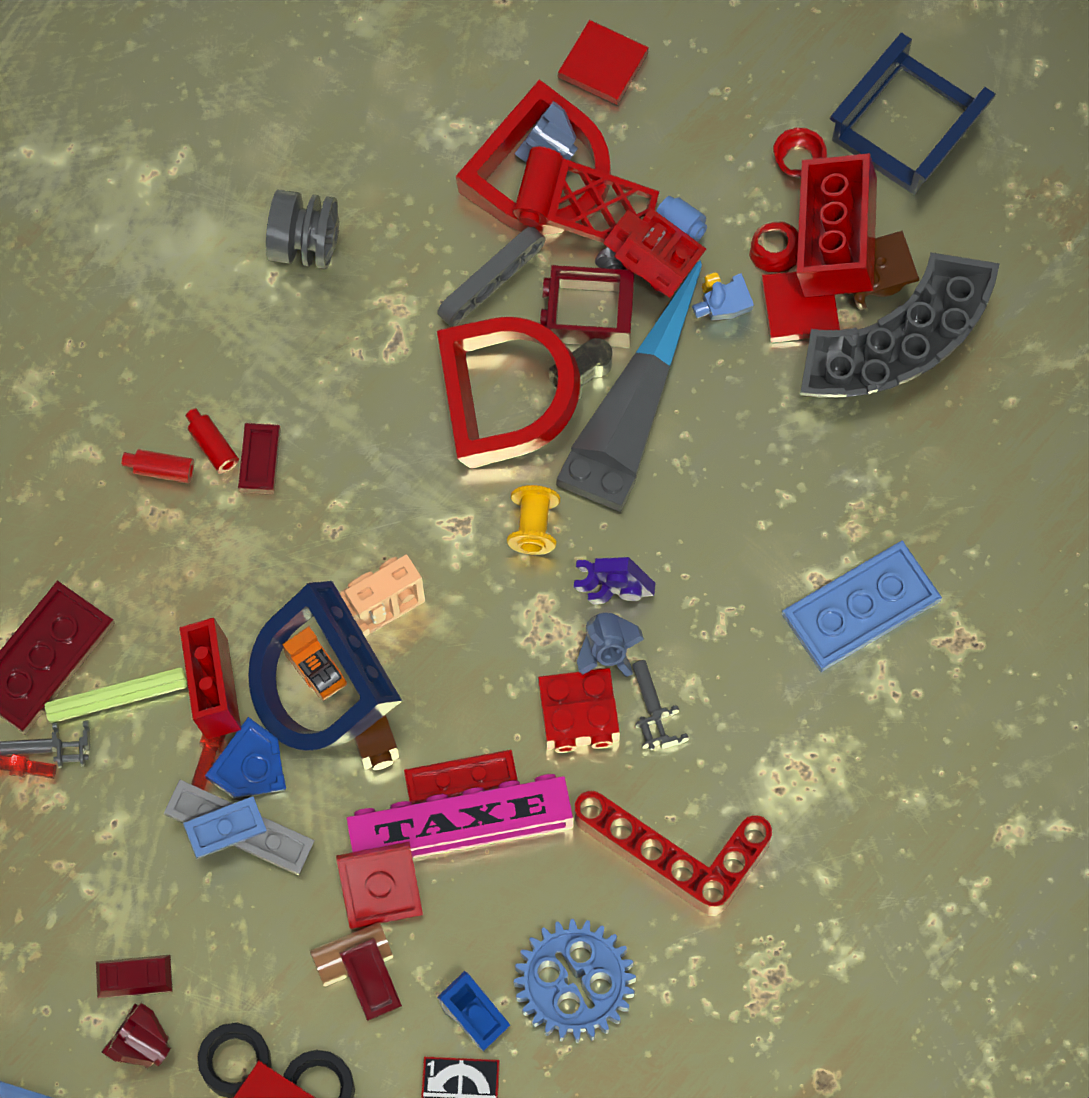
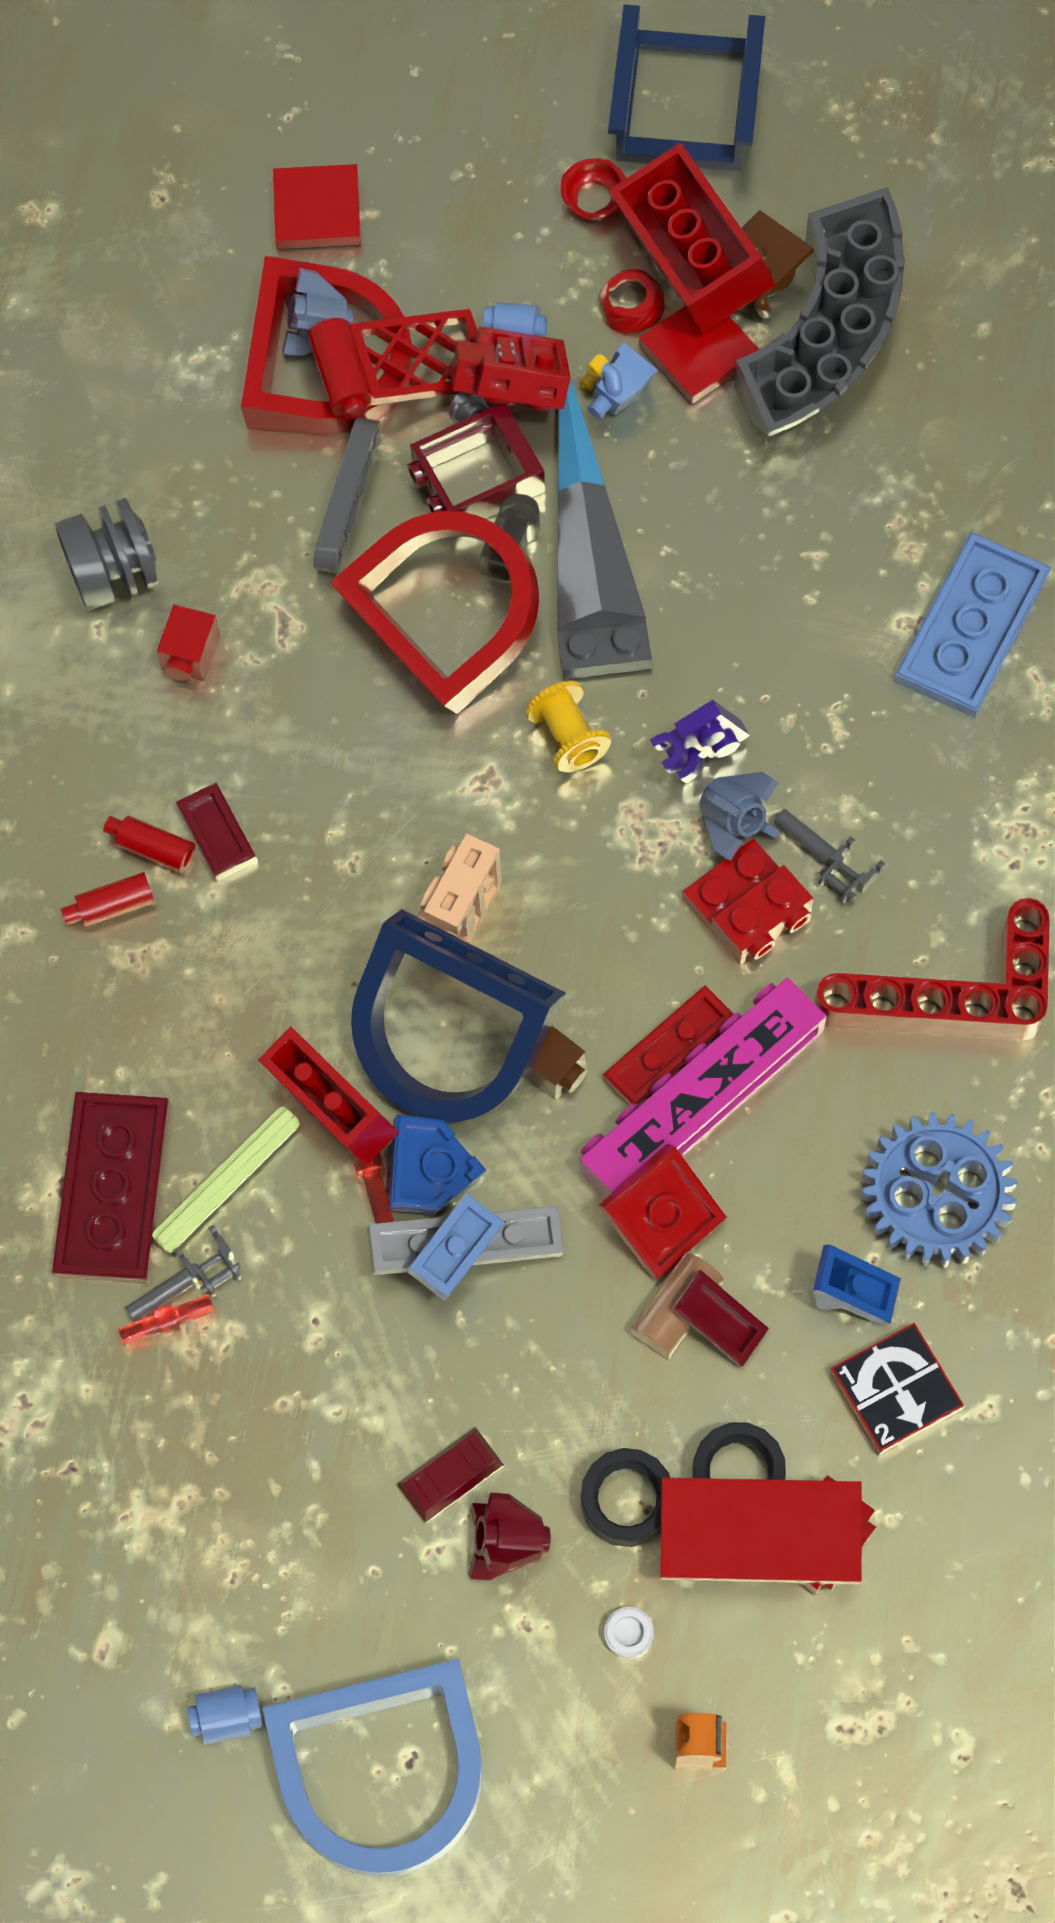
camera: 30 degrees left, 0 degrees up
(314, 664) = (429, 1018): orange leg -> none
(320, 320) = (188, 643): none -> red brick

